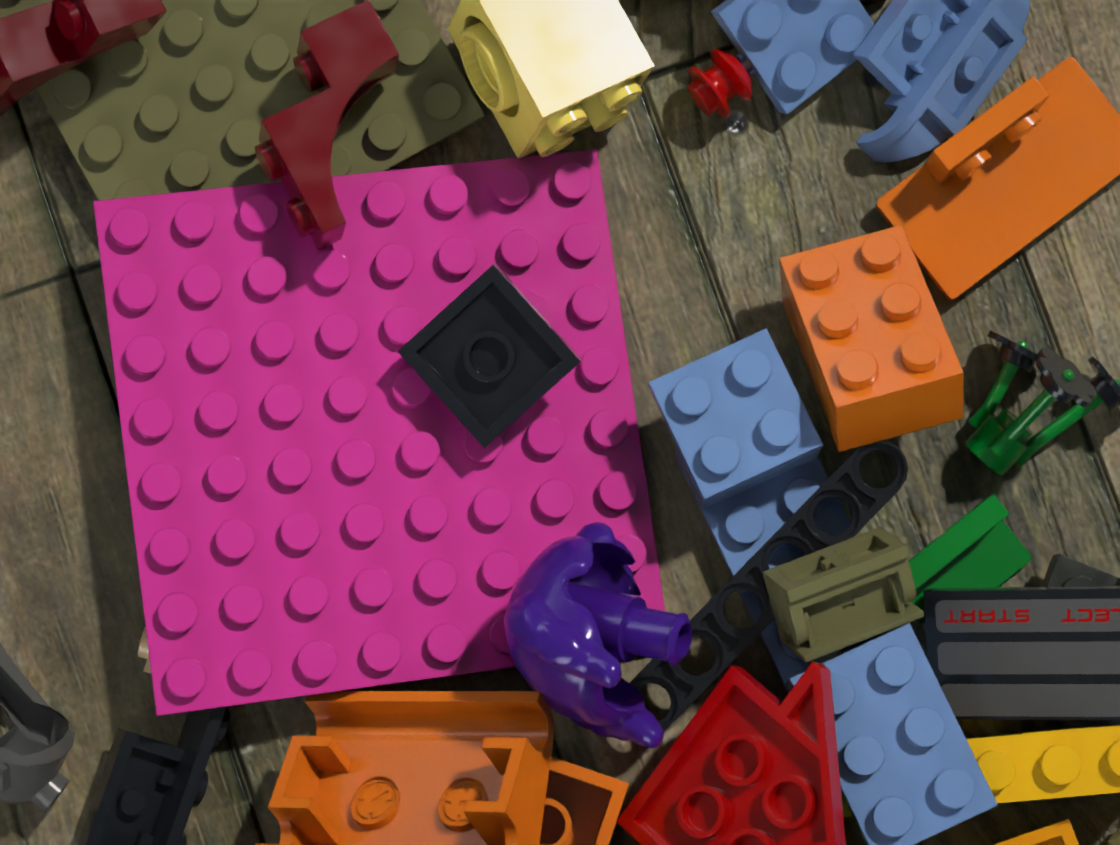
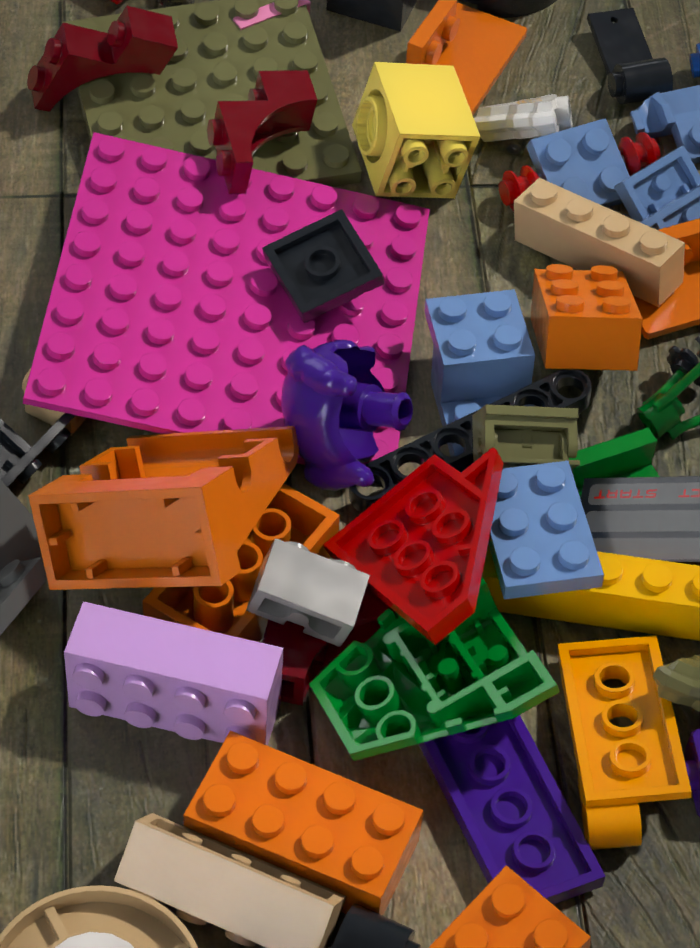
camera: 15 degrees right, 30 degrees down
(854, 170) = (594, 235): none -> tan brick

